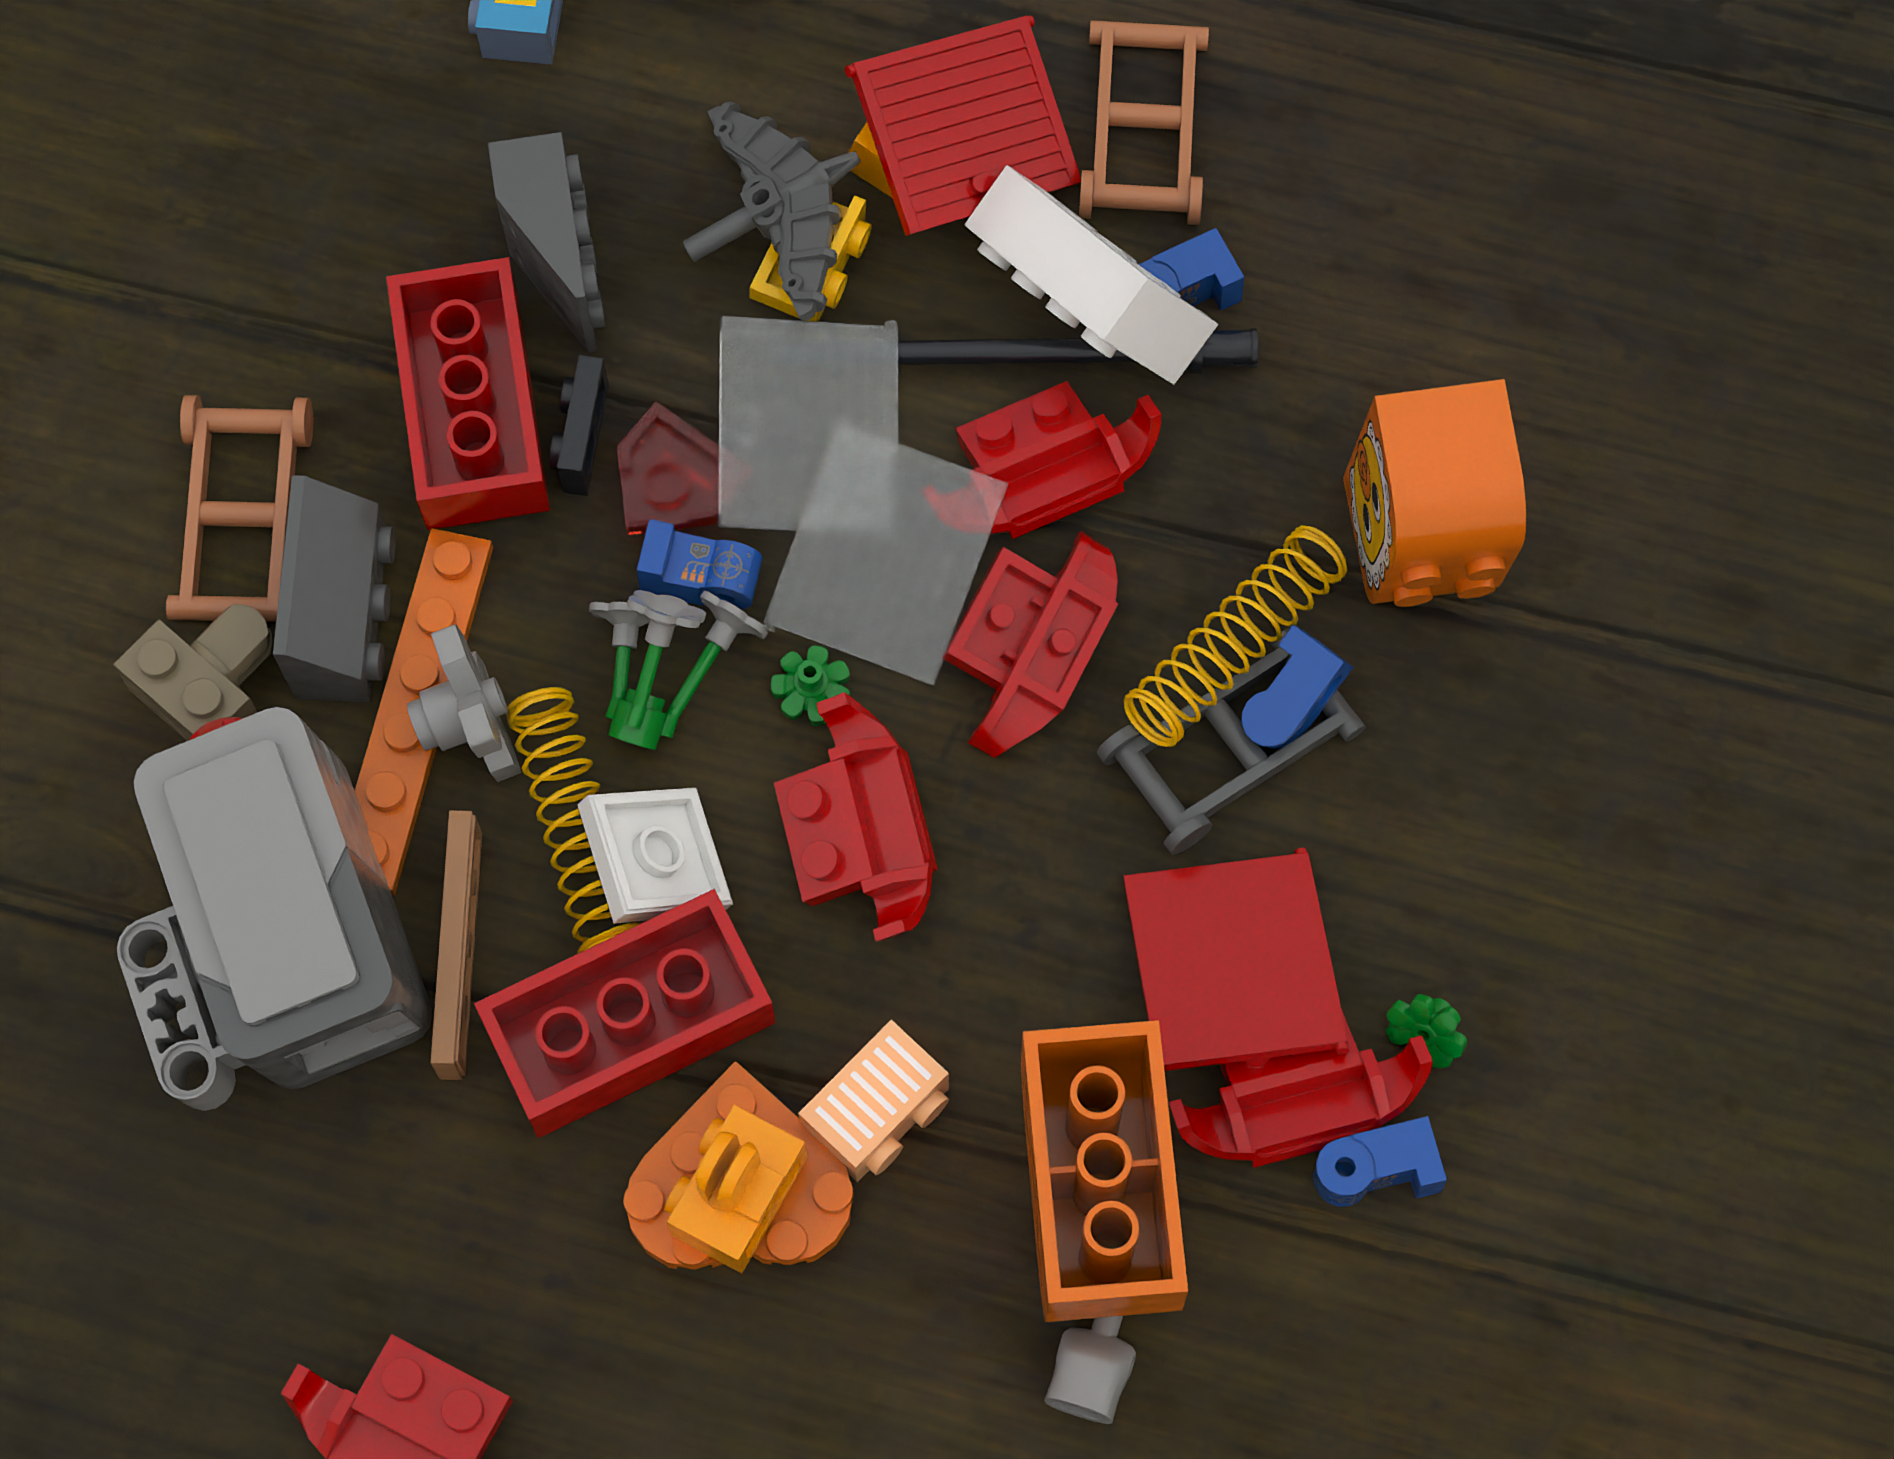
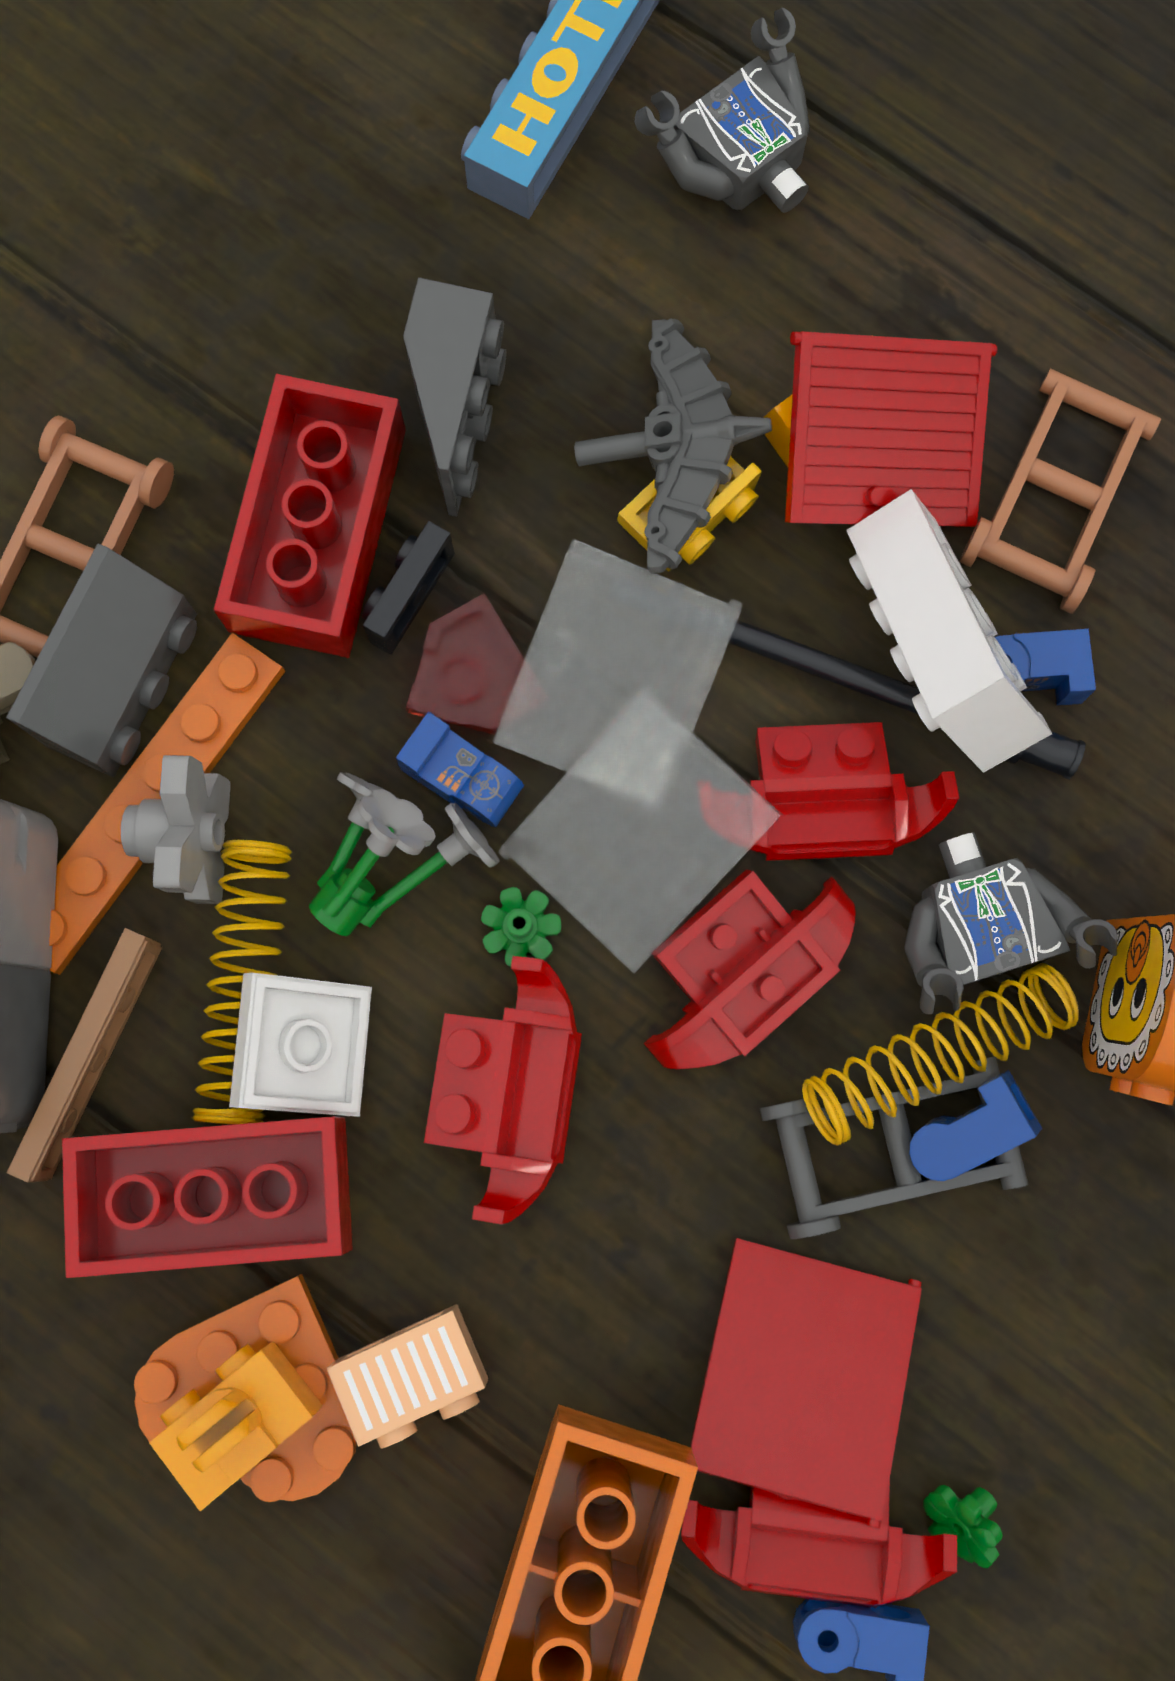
camera: 20 degrees right, 10 degrees up
(1237, 511) = (992, 923): none -> dark grey torso

